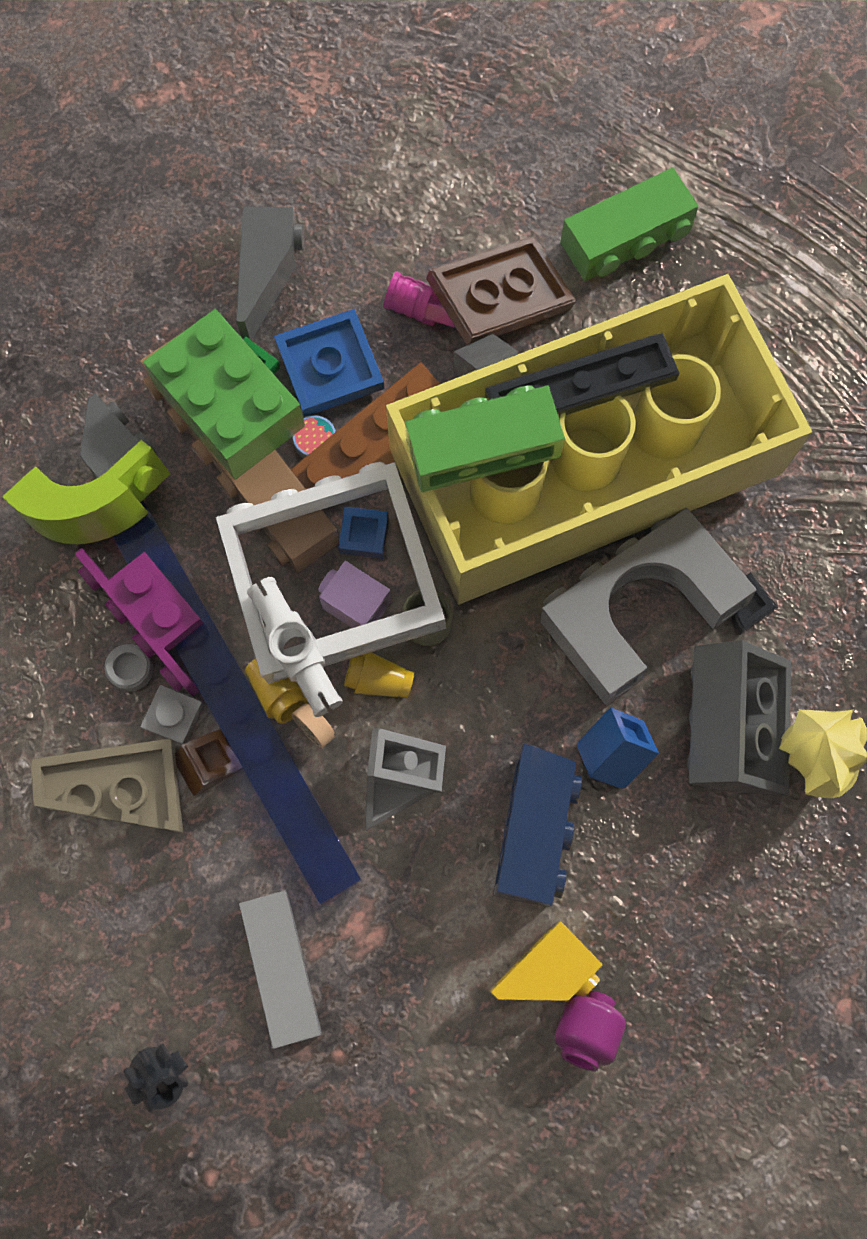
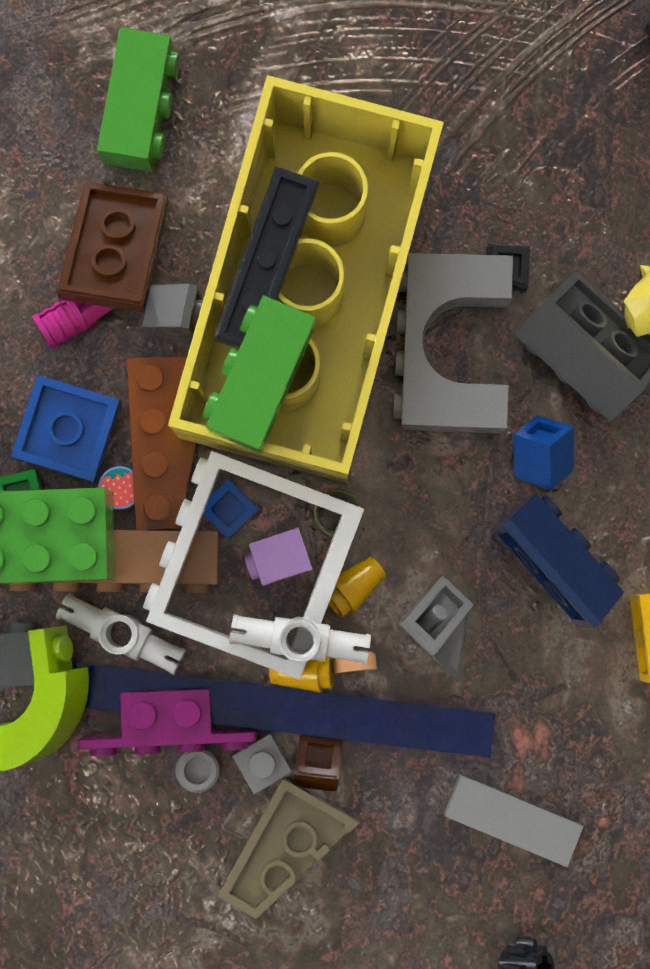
camera: 55 degrees left, 10 degrees up
(200, 541) = (100, 623): none -> white pin

